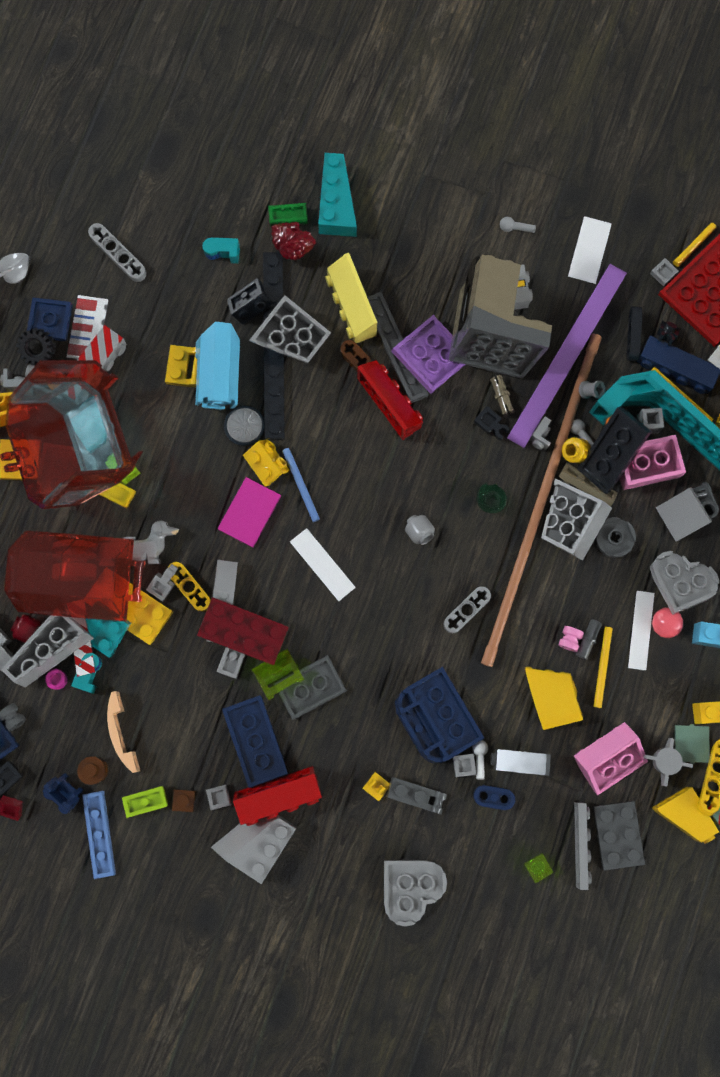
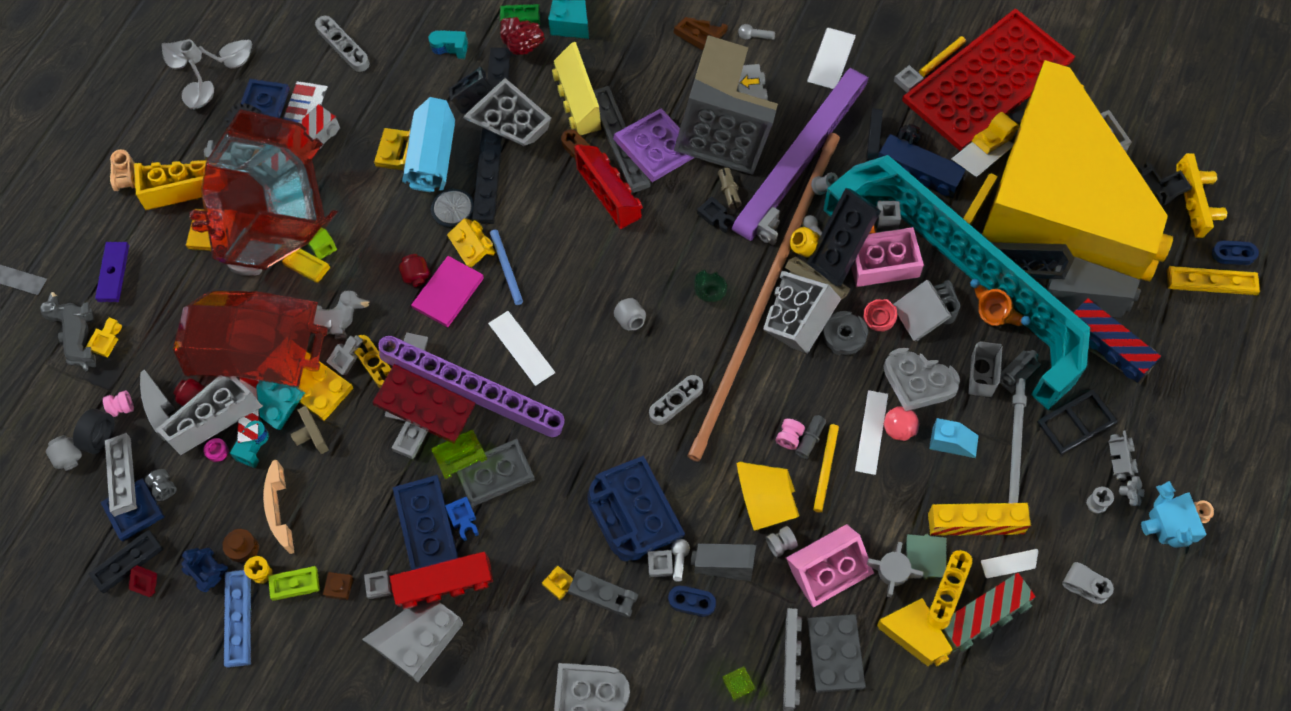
camera: 10 degrees right, 15 degrees down
(108, 798) = (254, 564): none -> yellow bush
(140, 659) = (309, 432): none -> dark tan tile
(216, 494) = (414, 270): none -> dark red head
(275, 605) = (477, 395): none -> medium lavender beam
(285, 730) = (461, 515): none -> blue plate
(463, 228) = (696, 31): none -> reddish brown wing
(568, 739) = (781, 541): none -> light grey wheel
(646, 519) = (880, 315): none -> coral hair

